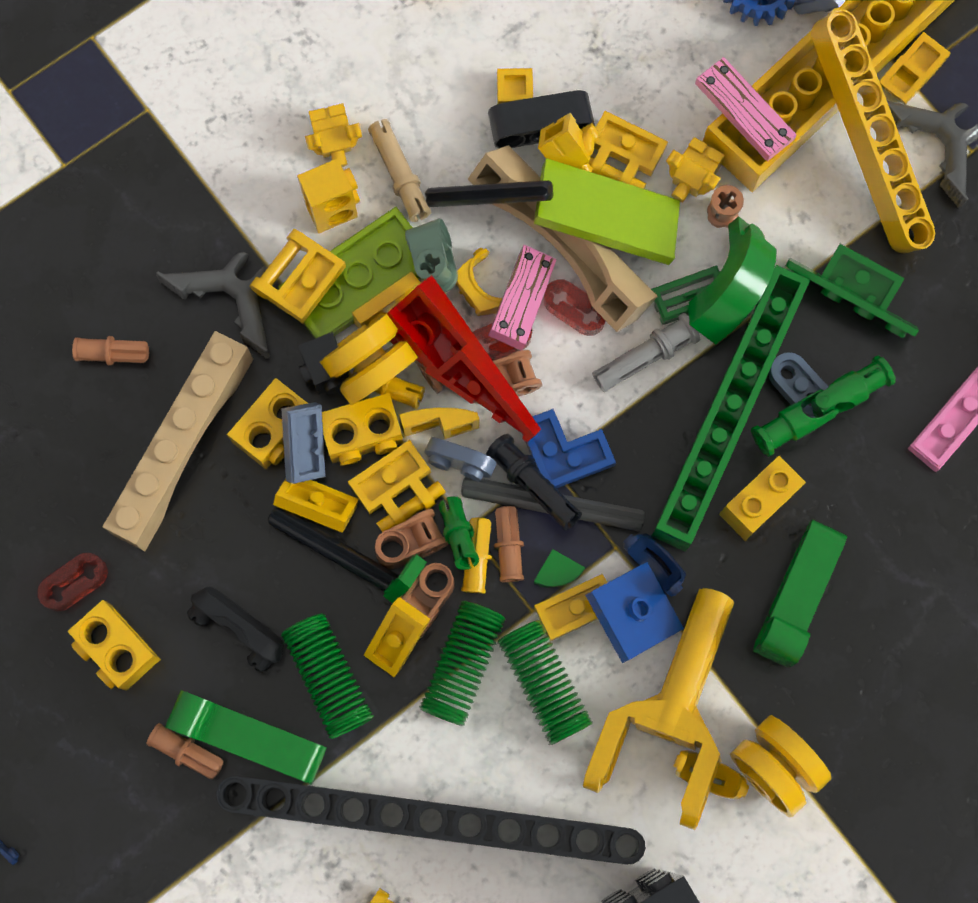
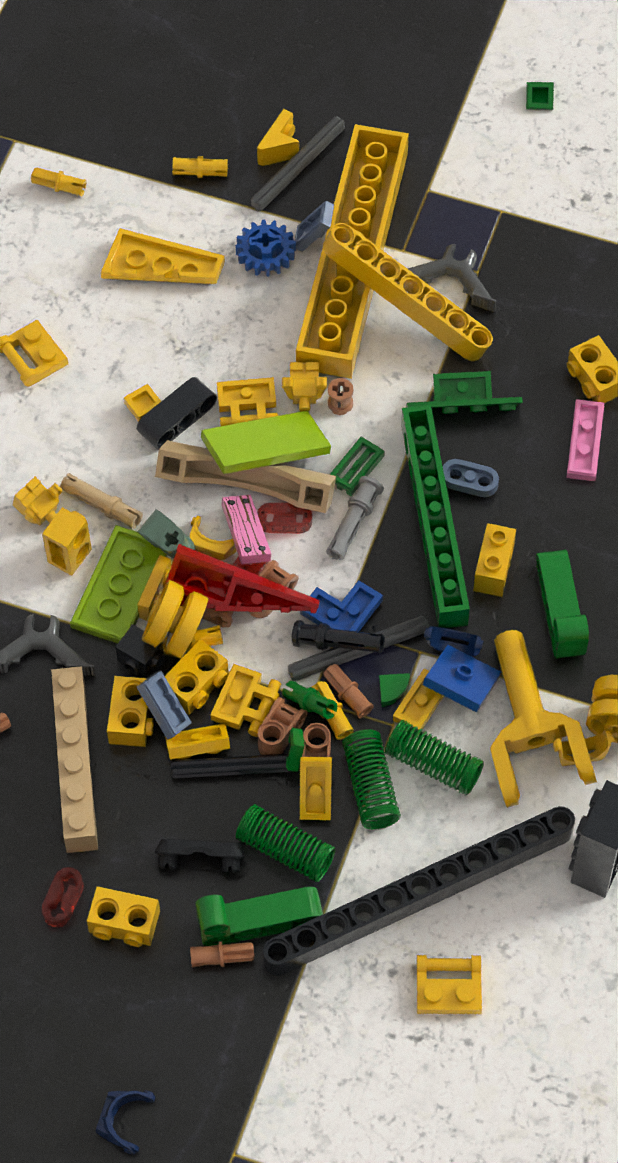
camera: 30 degrees left, 15 degrees down
(306, 283) = (91, 604): yellow plate -> none
(451, 421) = (251, 636): yellow slope -> none
(470, 462) = (276, 653): sand blue plate -> none
(489, 194) = (178, 474): black axle -> none
(568, 143) = (208, 413): yellow piece -> none
(738, 285) = (385, 437): green arch -> none
(745, 109) = (313, 323): bright pink tile -> none
(841, 395) = (501, 465): green piece -> none
(914, 68) = (404, 239): yellow slope -> none

